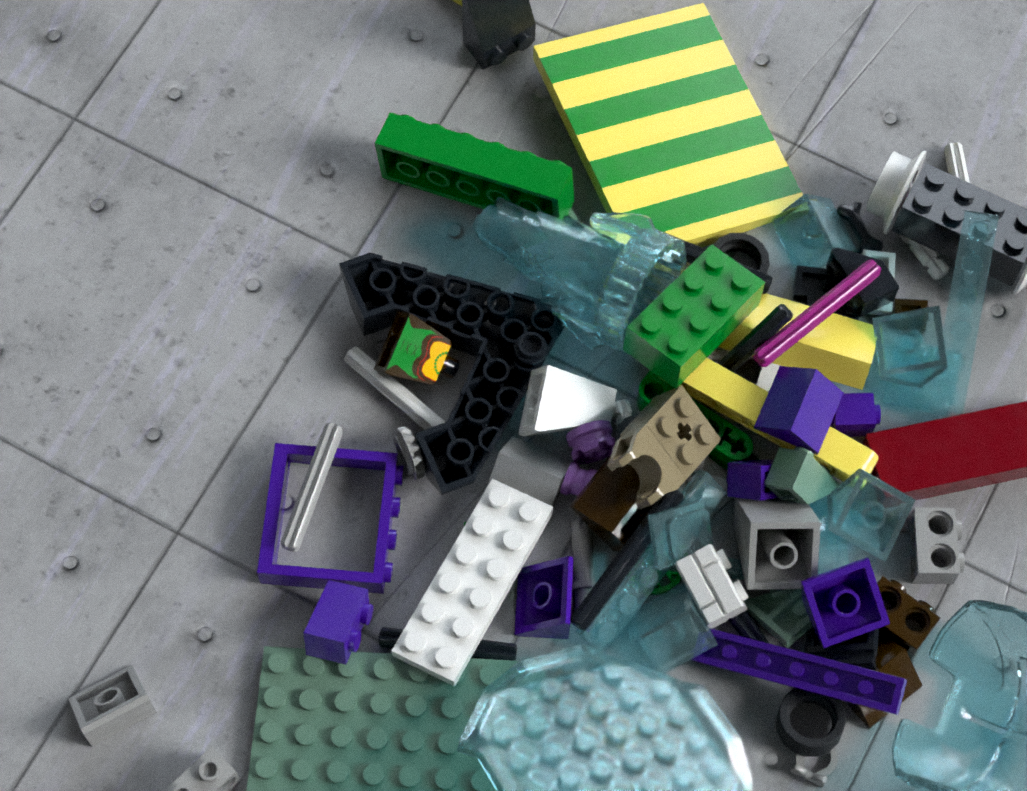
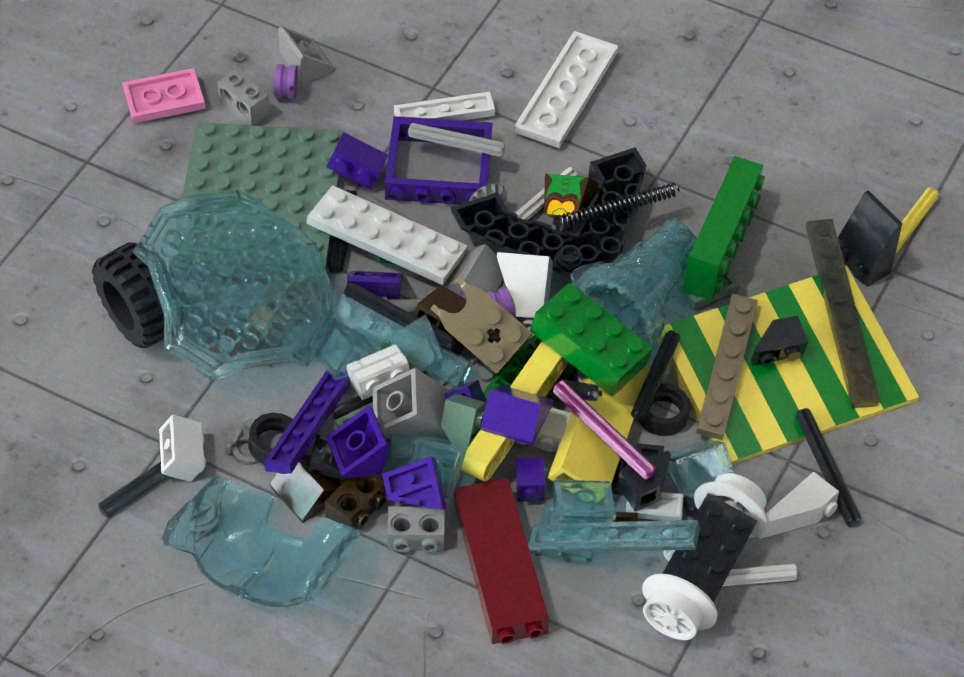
camera: 90 degrees right, 15 degrees down
(170, 727) = (286, 81): none -> medium lavender wheel
(199, 354) = (566, 89): none -> white plate
(232, 512) = (451, 108): none -> white plate
(457, 315) = (620, 205): none -> black piece
(601, 58) = (842, 314): none -> clear smoke plate
(655, 124) = (780, 341): none -> black slope
(686, 185) = (727, 367): none -> dark tan plate
(811, 100) = (828, 466): none -> black axle
(867, 126) = (802, 506): none -> white slope
(896, 535) = (416, 484): none -> dark purple wing

